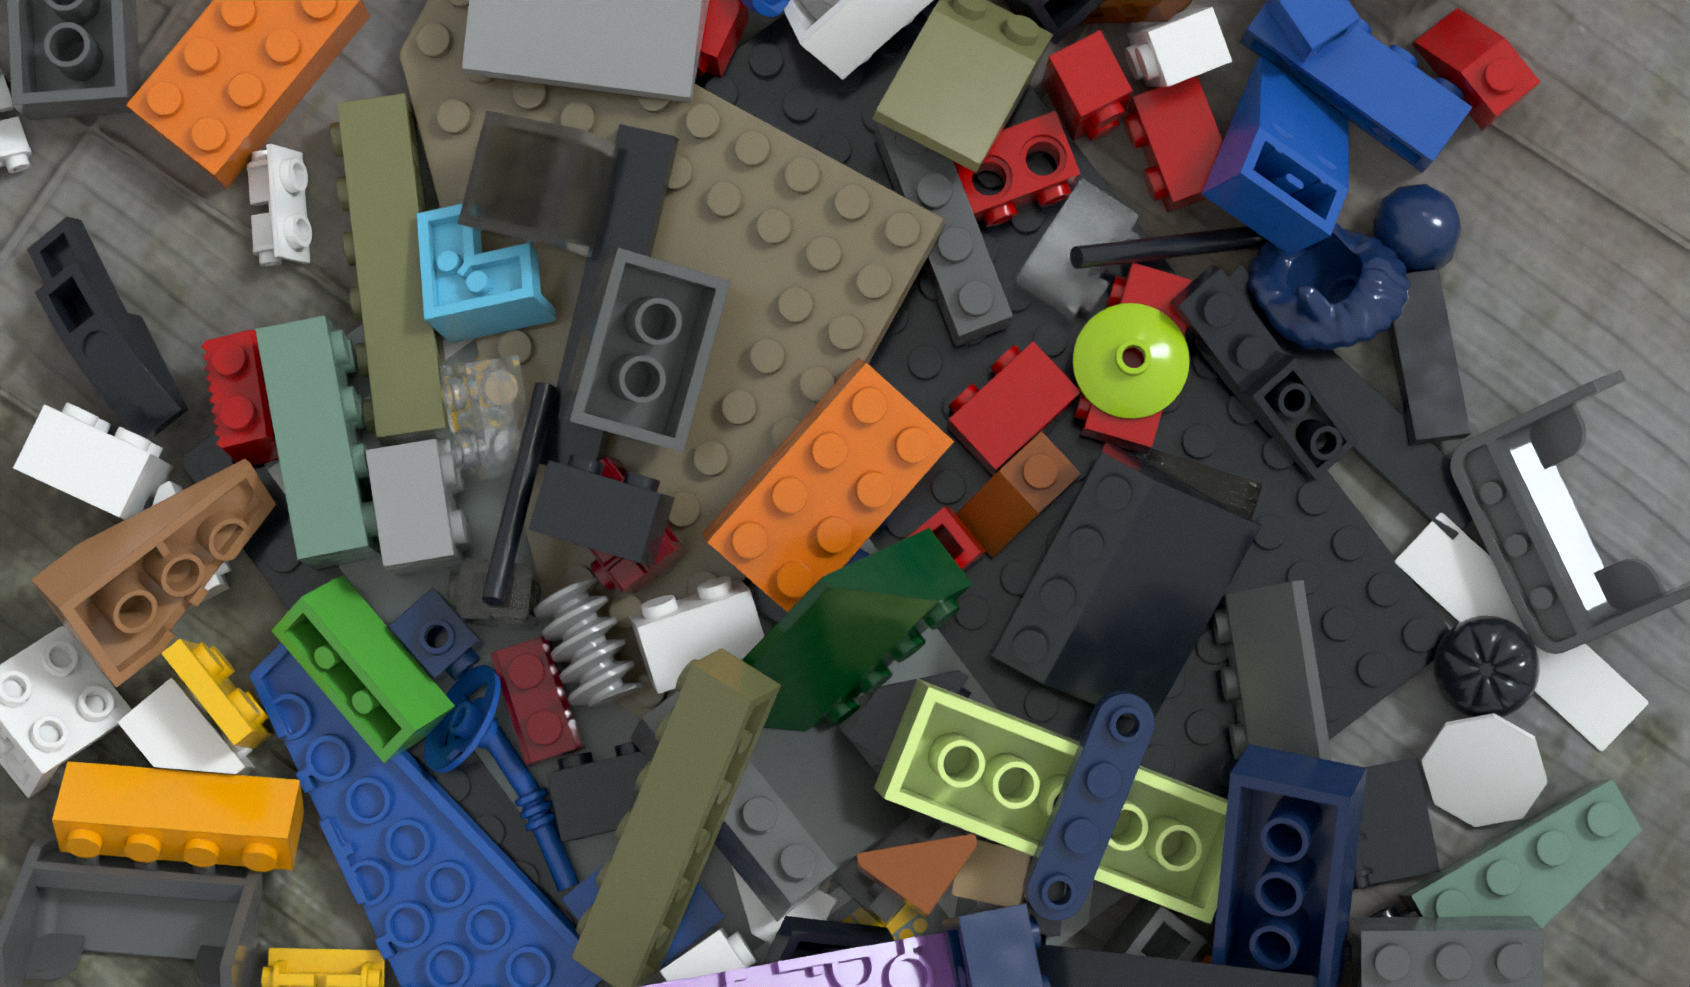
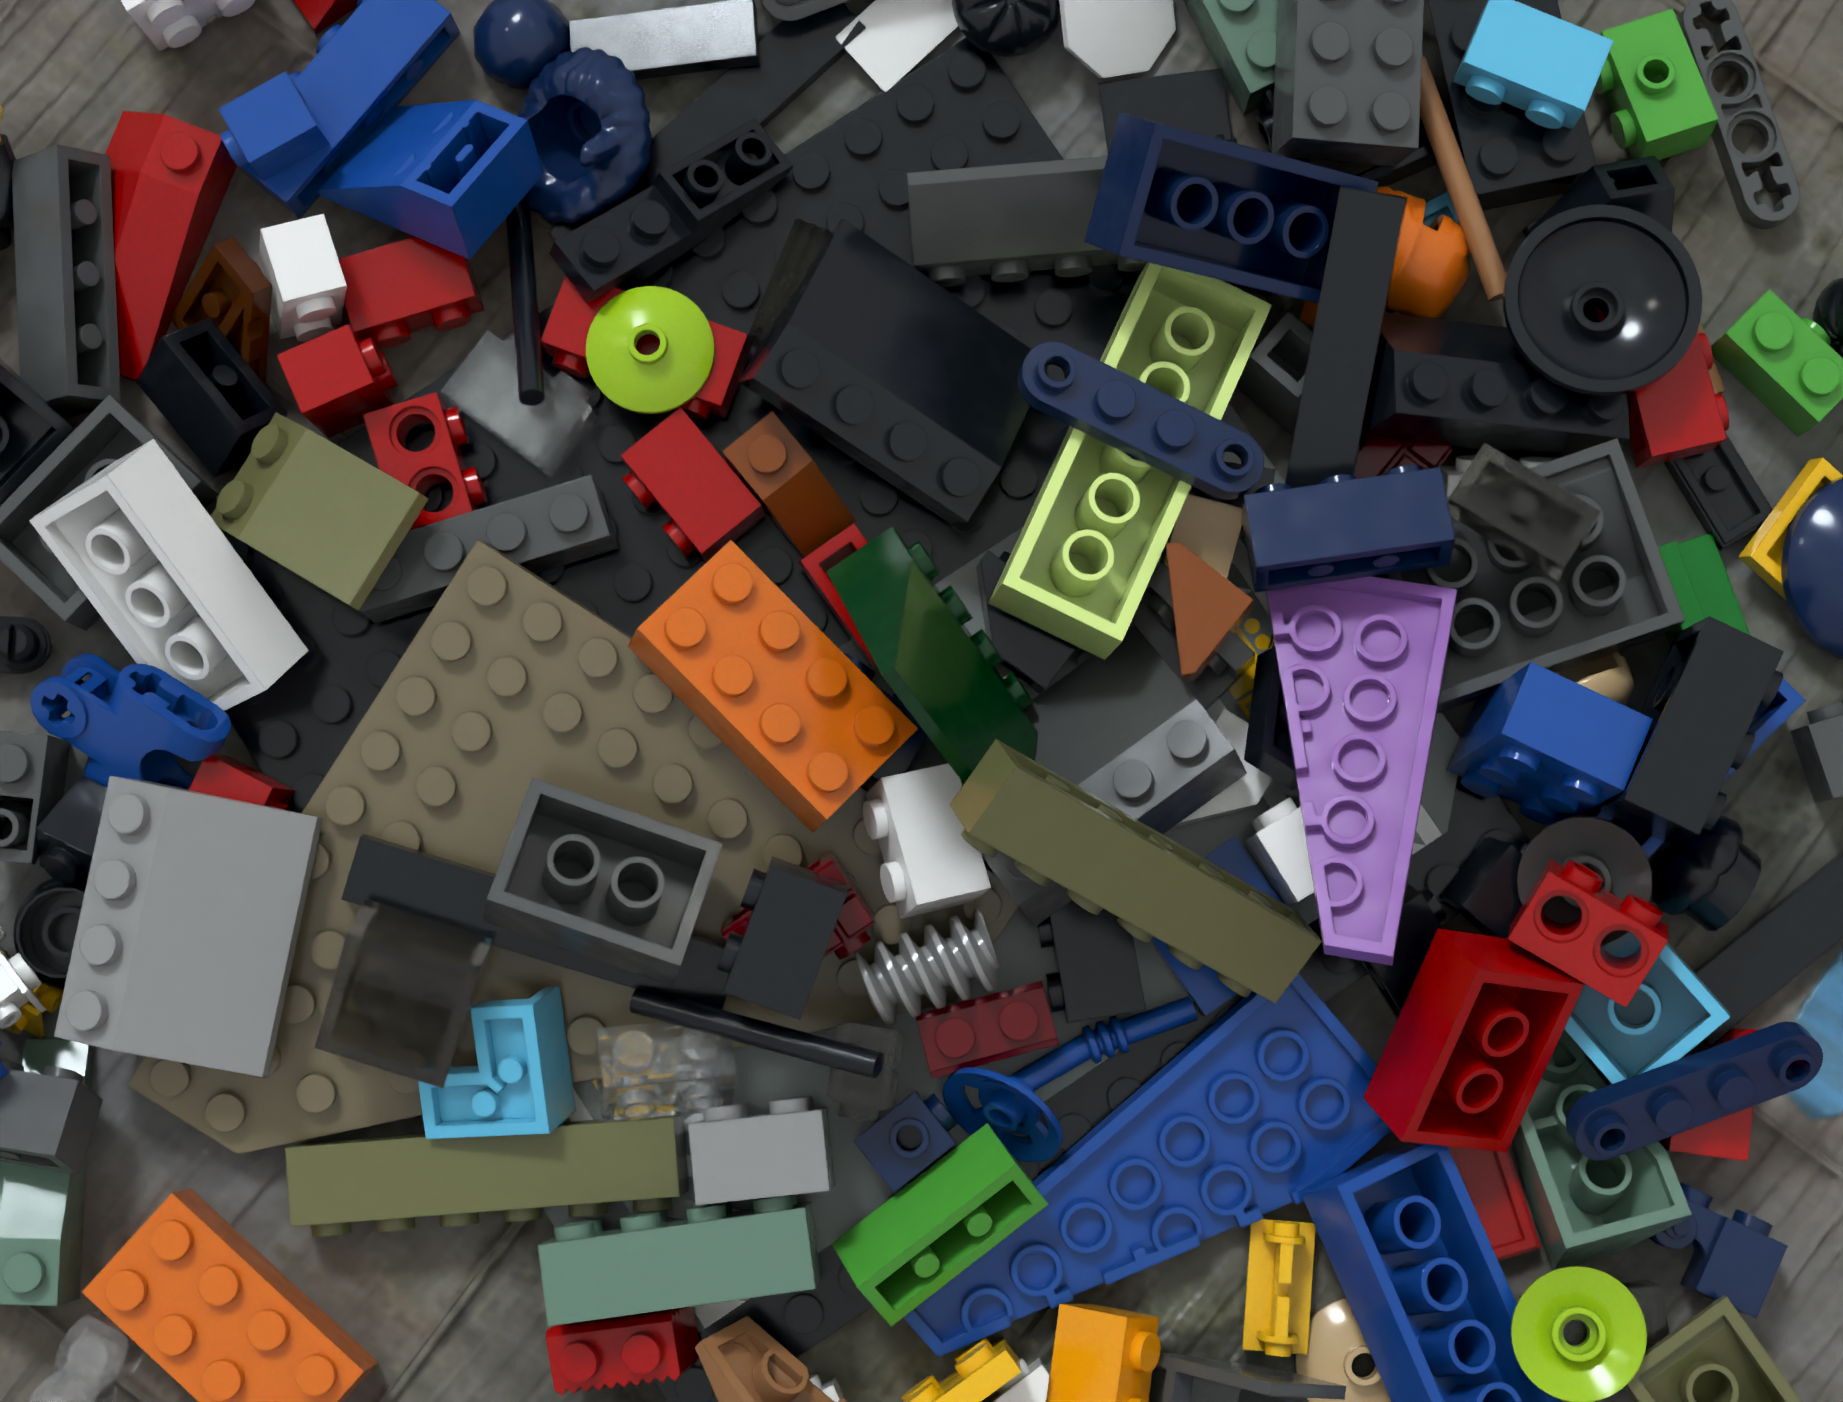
camera: 80 degrees left, 0 degrees up
(279, 180) = (373, 1299): white hinge -> none

